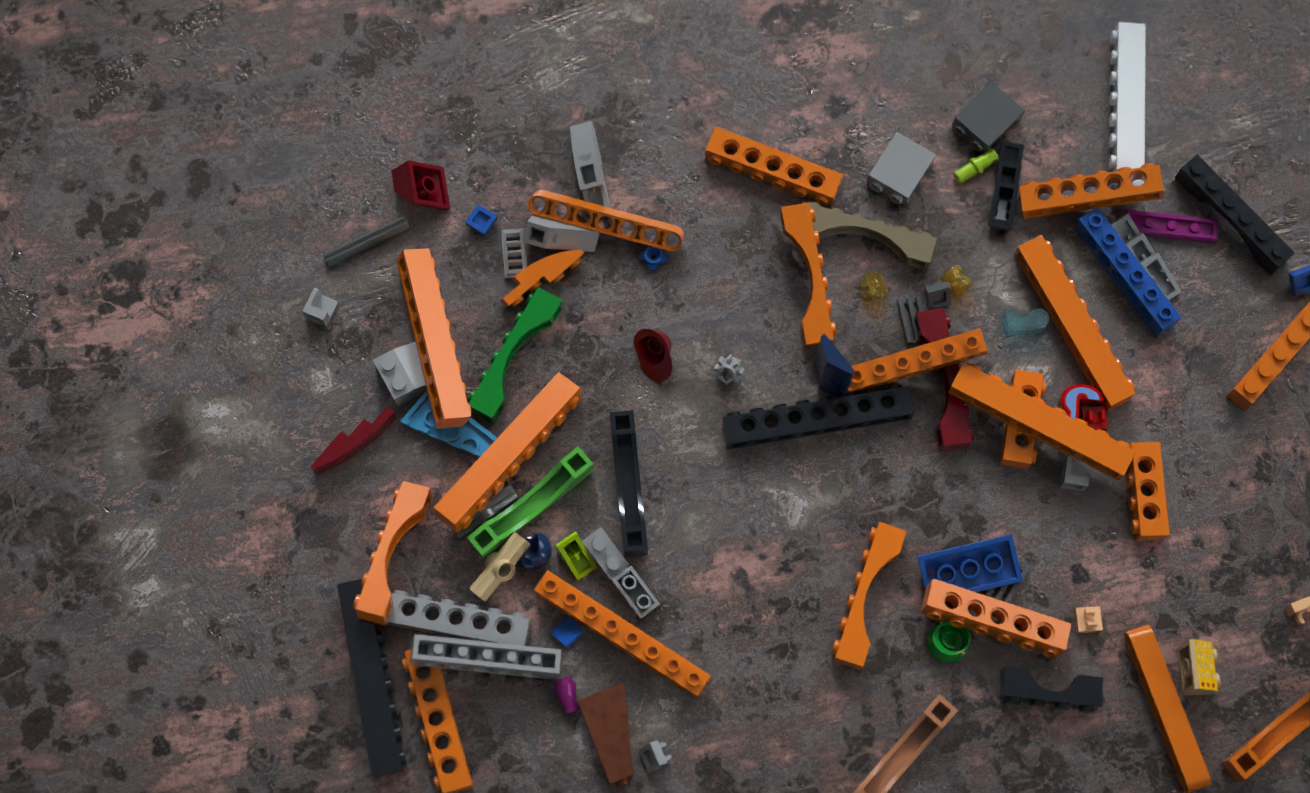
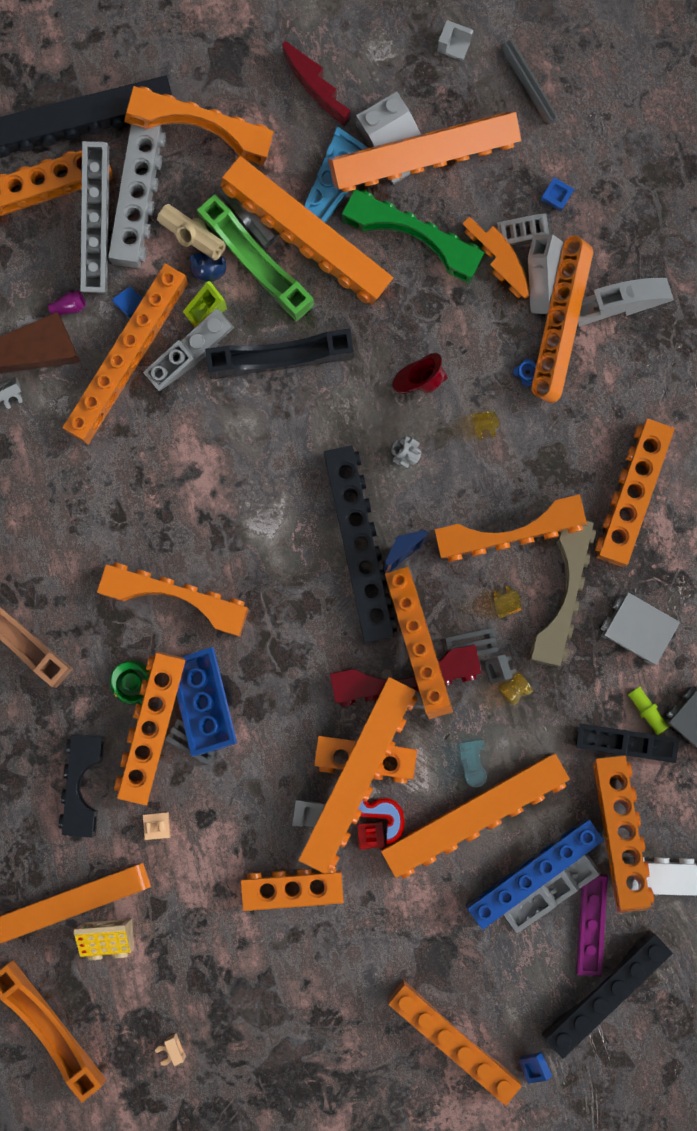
camera: 85 degrees right, 10 degrees up
(421, 184) = (591, 131): dark red slope -> none
(701, 296) = (484, 421): none -> clear yellow tile

